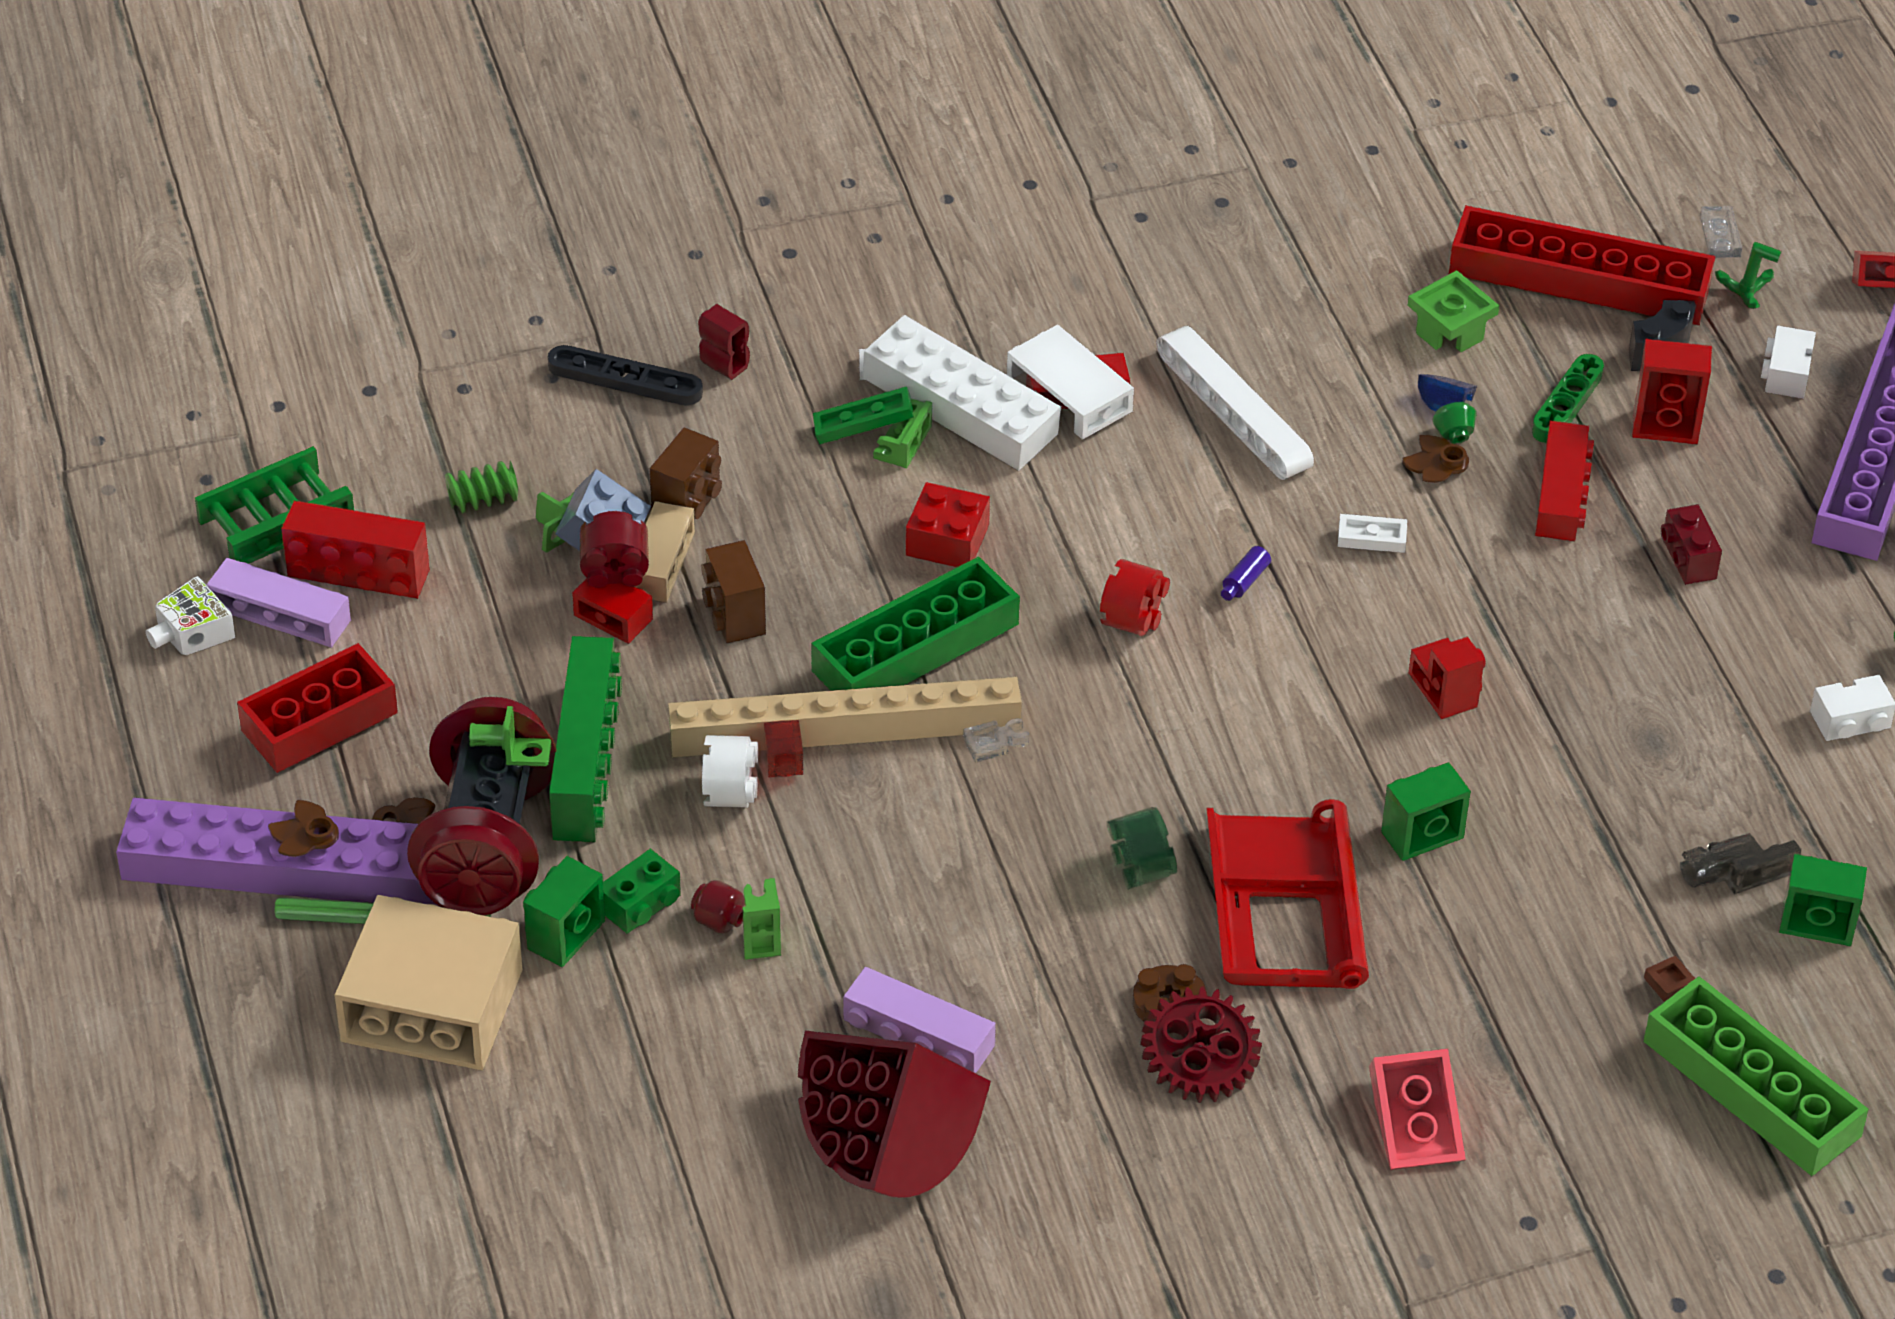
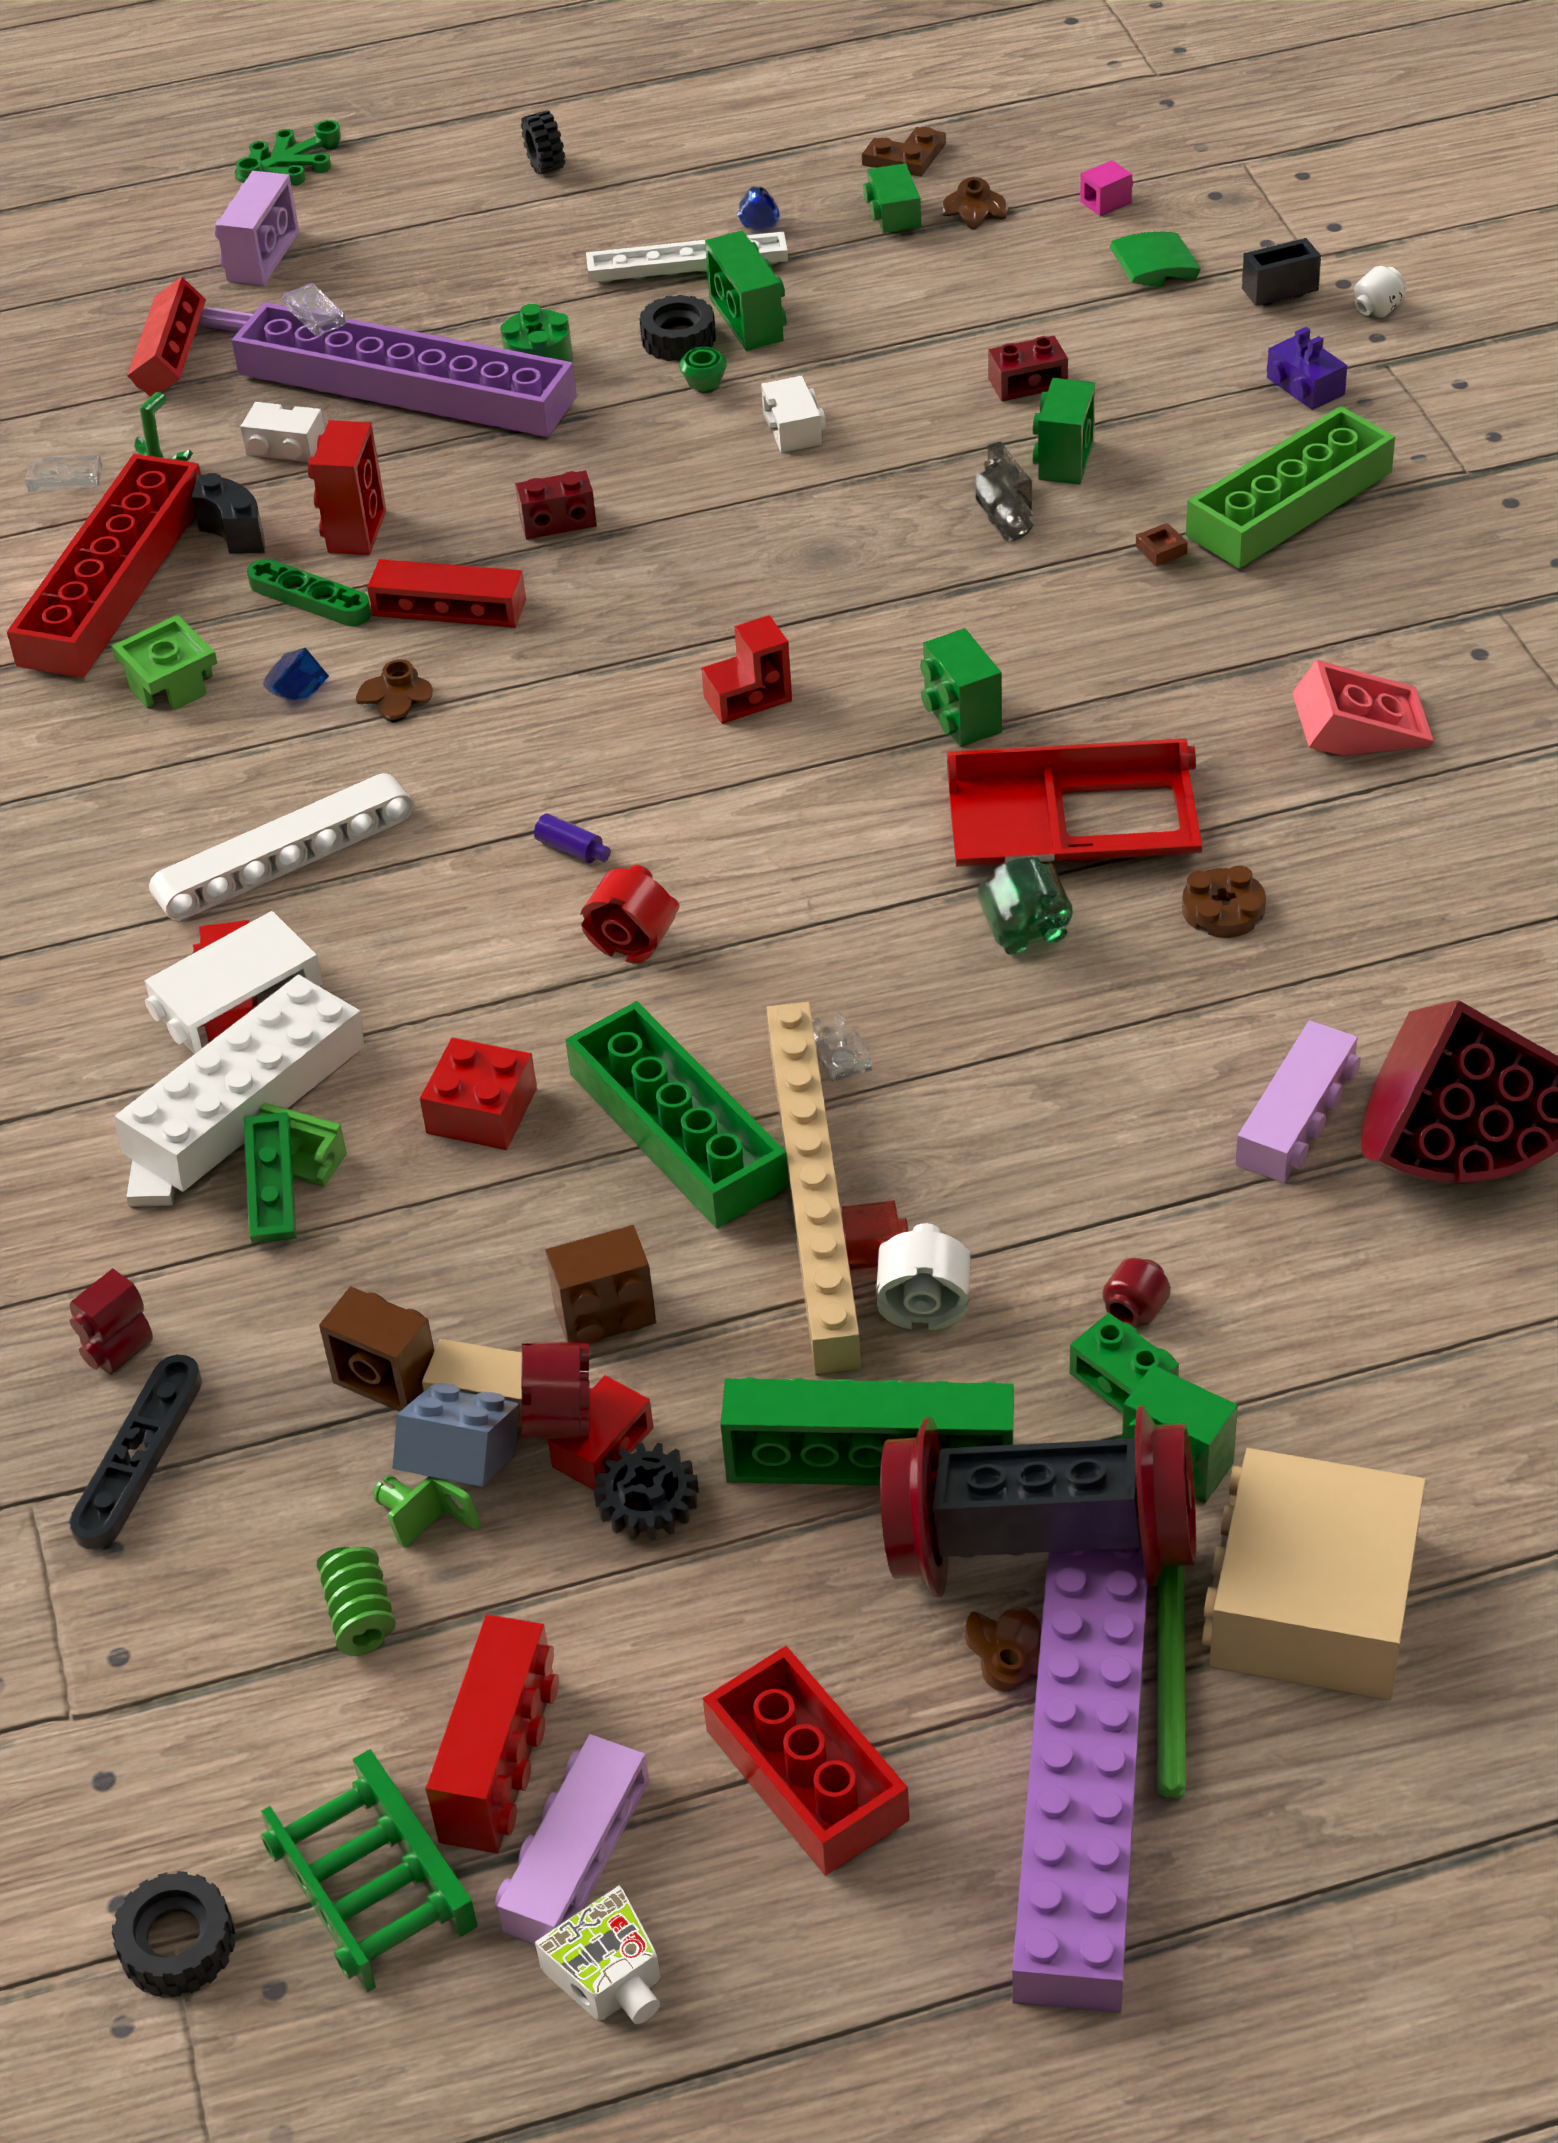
camera: 85 degrees left, 0 degrees up
(249, 443) = (189, 1969): none -> black tyre
(305, 832) = (1083, 1726): reddish brown plate -> none
(504, 736) = (955, 1447): bright green bracket -> none
(552, 628) = (642, 1489): none -> black gear
(761, 922) = (1173, 1231): bright green hinge -> none
(1218, 1070) = (1301, 867): dark red gear -> none
(1372, 533) = (514, 738): white plate -> none
(1455, 421) = (347, 667): green cone -> none

